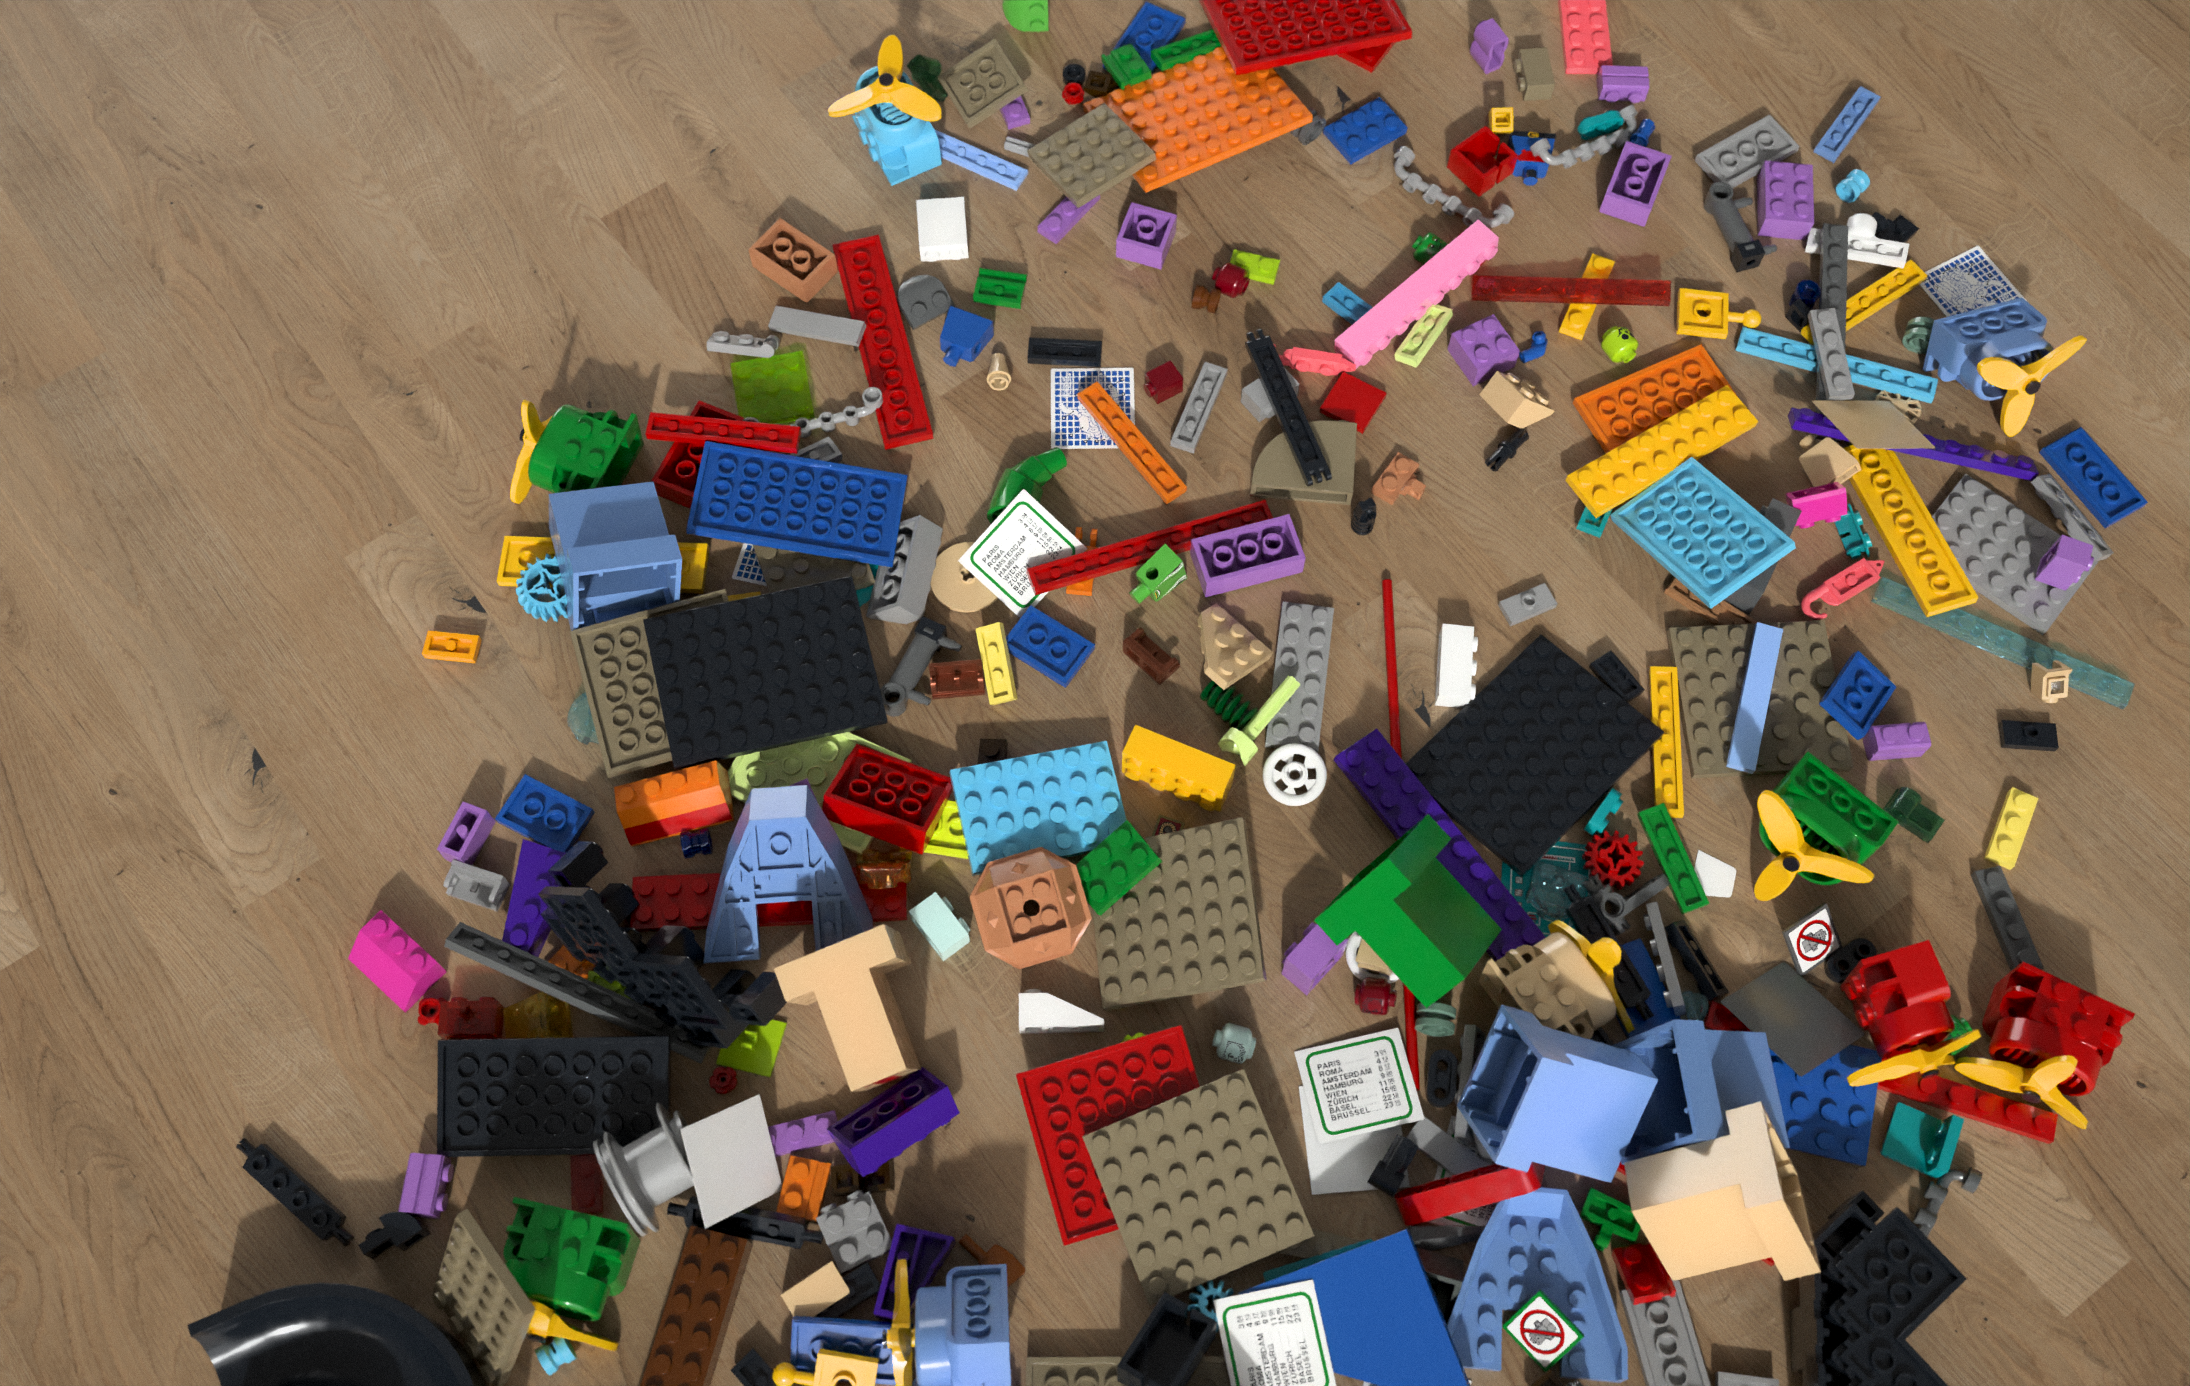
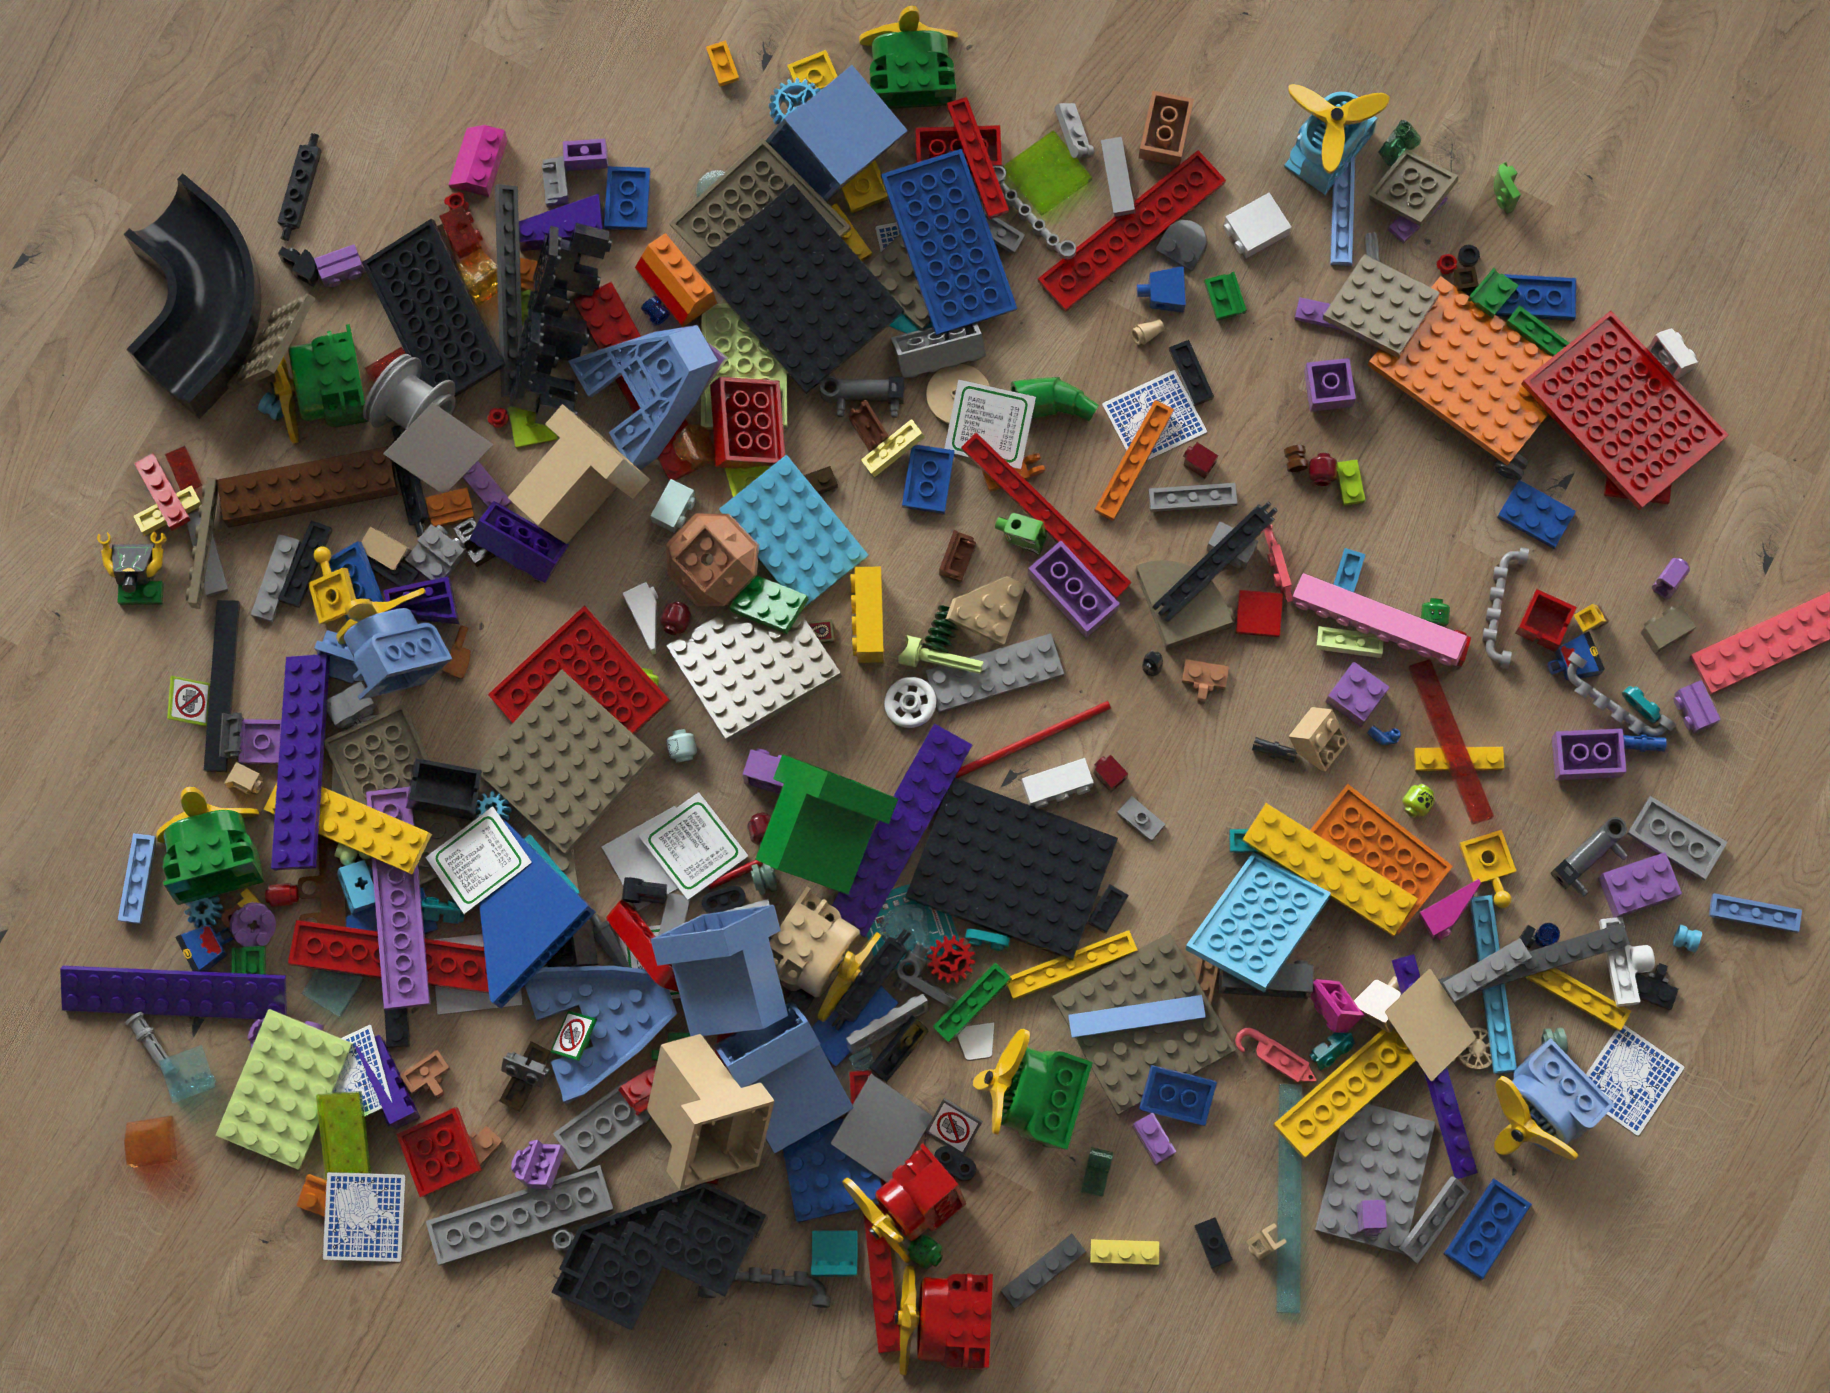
camera: 65 degrees right, 10 degrees up
(1075, 982) = (675, 618): none -> dark red head
(1466, 609) = (1110, 772): none -> dark red brick
(1753, 360) = (1443, 915): none -> dark pink slope

